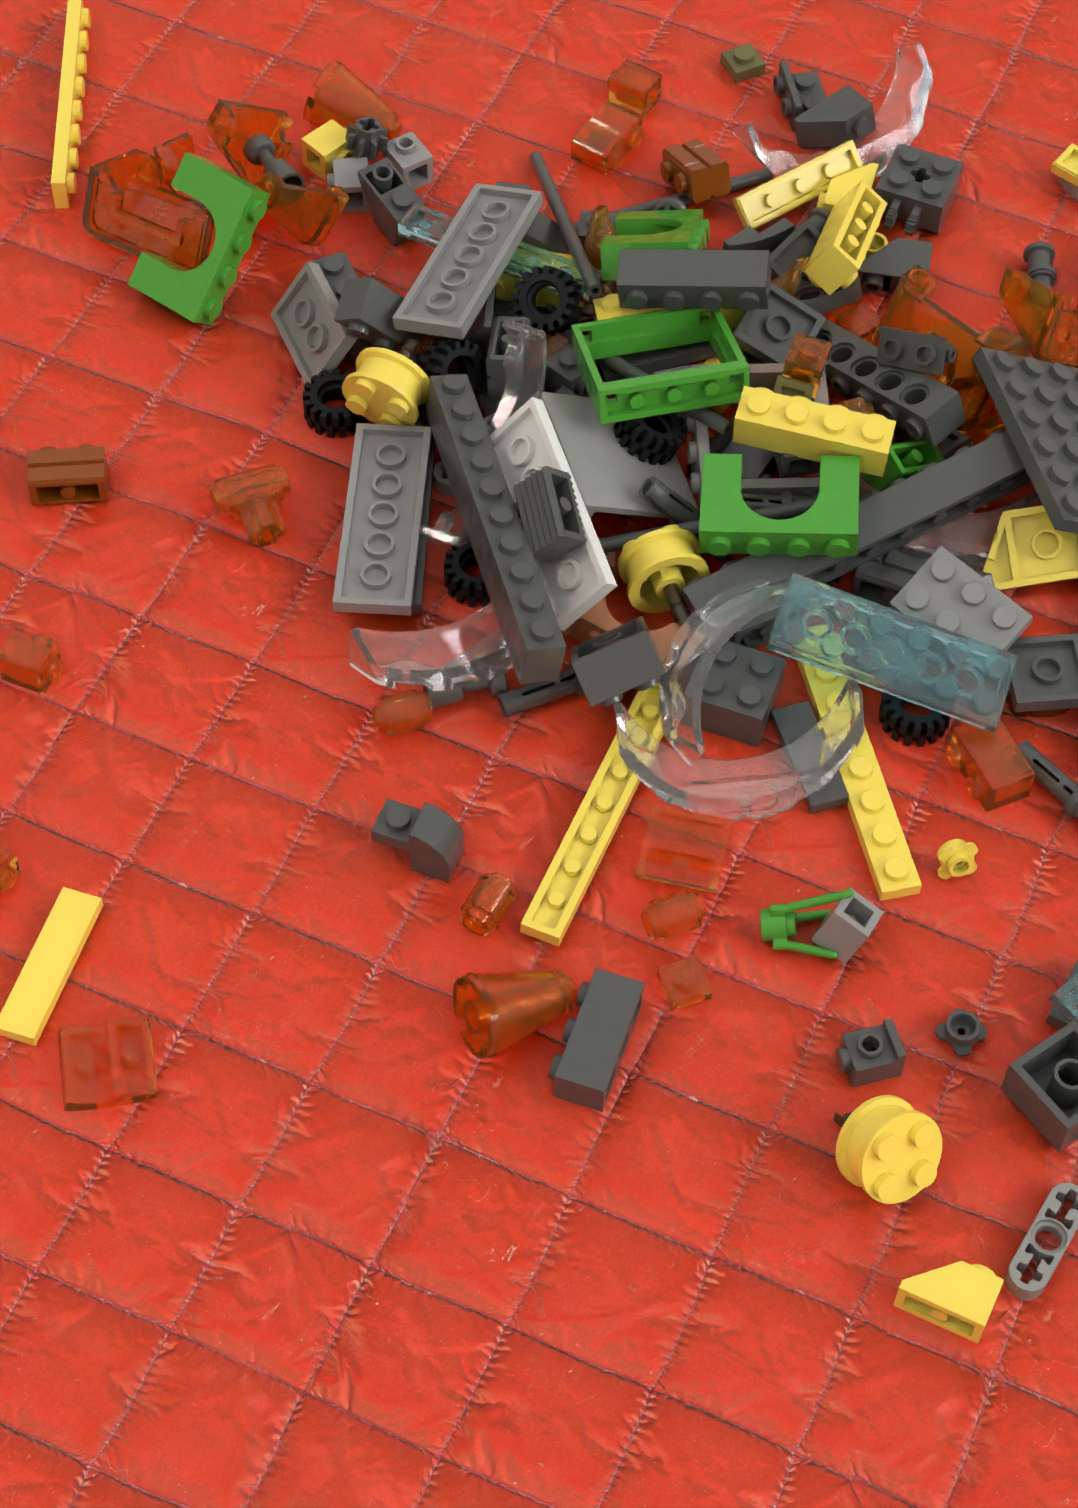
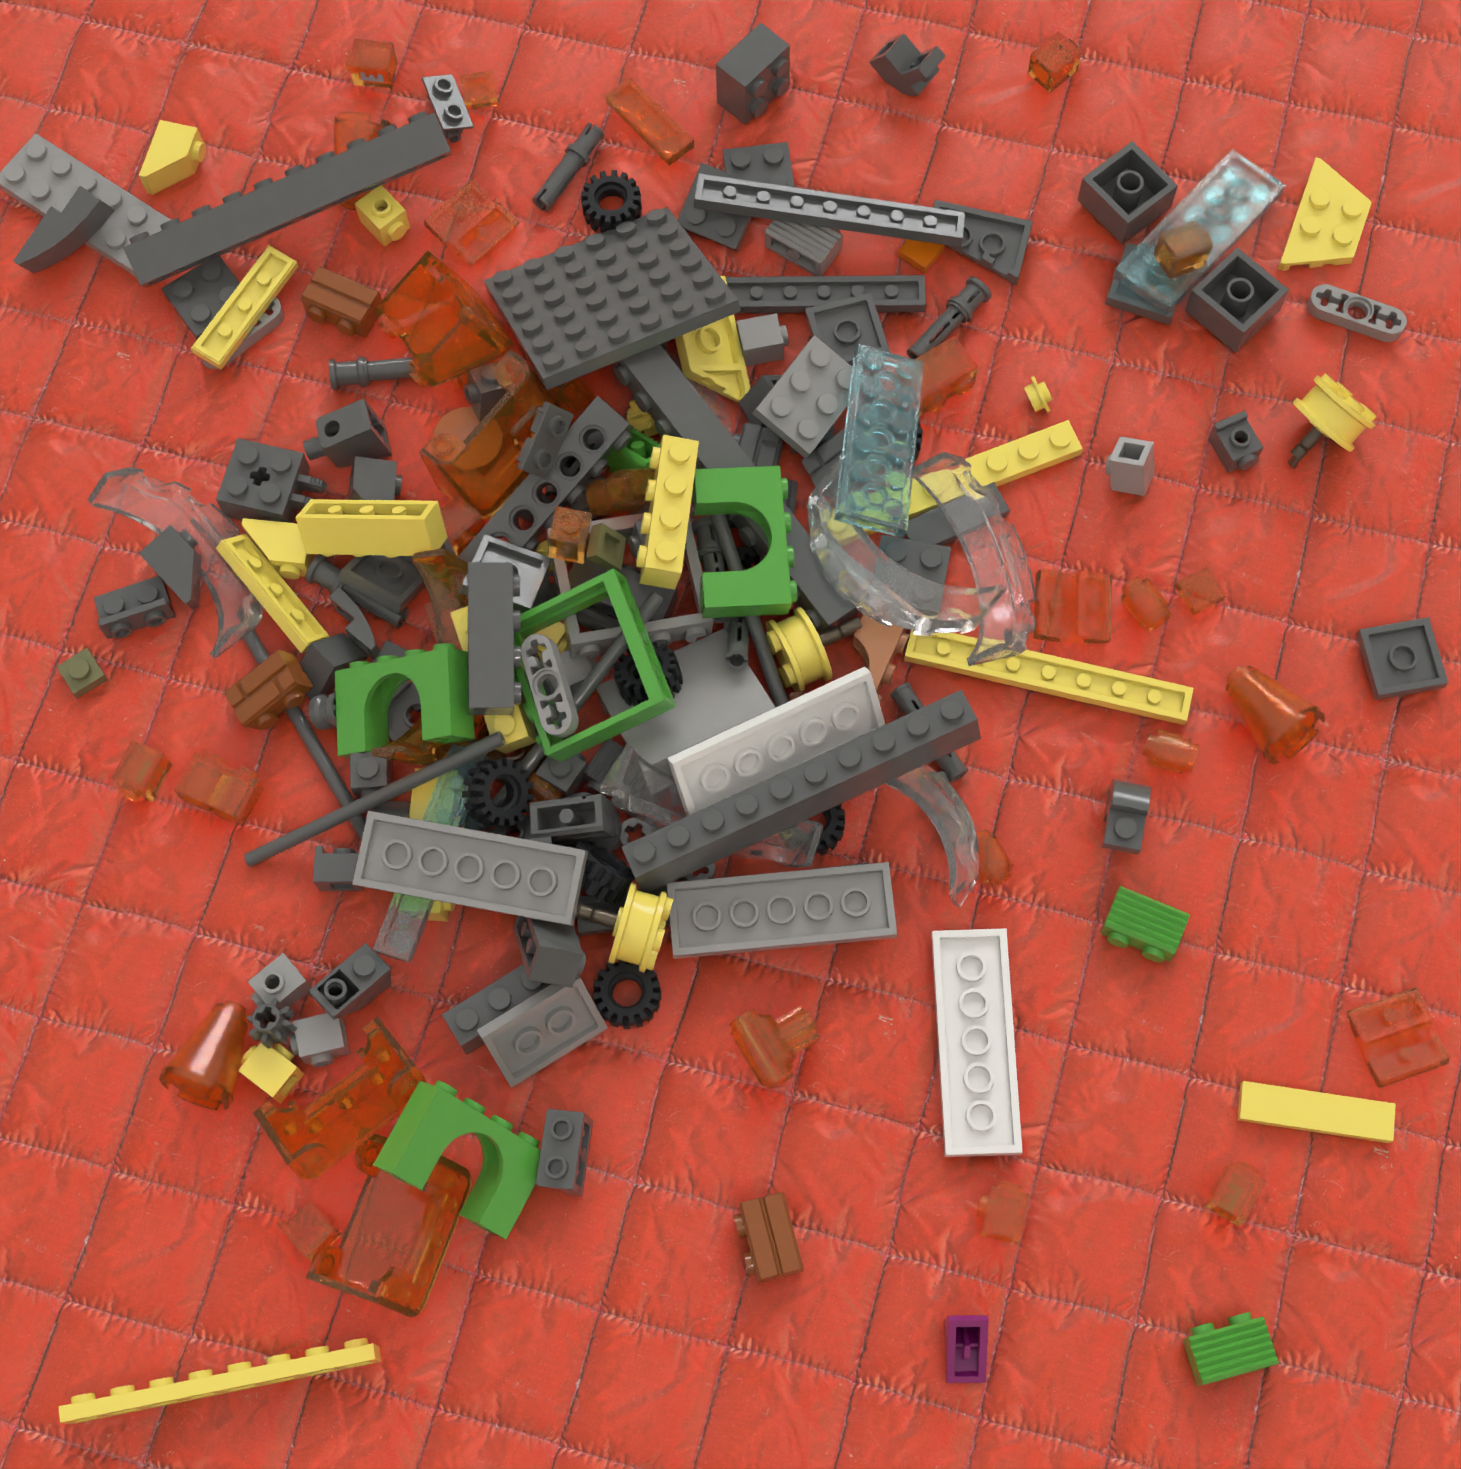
camera: 95 degrees left, 15 degrees up
(192, 335) = (564, 1151): none -> dark grey bracket
(211, 670) = (976, 1043): none -> white plate
(261, 150) = (345, 1101): dark grey piece -> none
(295, 838) = (1144, 925): none -> bright green brick
(549, 513) = (804, 731): dark grey brick -> none
(558, 1173) = (1402, 658): none -> dark grey plate
(596, 1039) = (1278, 644): dark grey brick -> none
(617, 663) = (930, 664): dark grey brick -> none
(639, 324) = (546, 712): none -> light grey beam
(725, 220) = (325, 658): none -> dark grey slope
(781, 922) = (1134, 521): bright green plant -> none
(952, 1297) = (1426, 367): light yellow slope -> none
(965, 1021) = (1199, 375): dark grey plate -> none
(967, 244) = (349, 433): none -> dark grey torso
(1051, 604) = (762, 339): none -> light grey brick

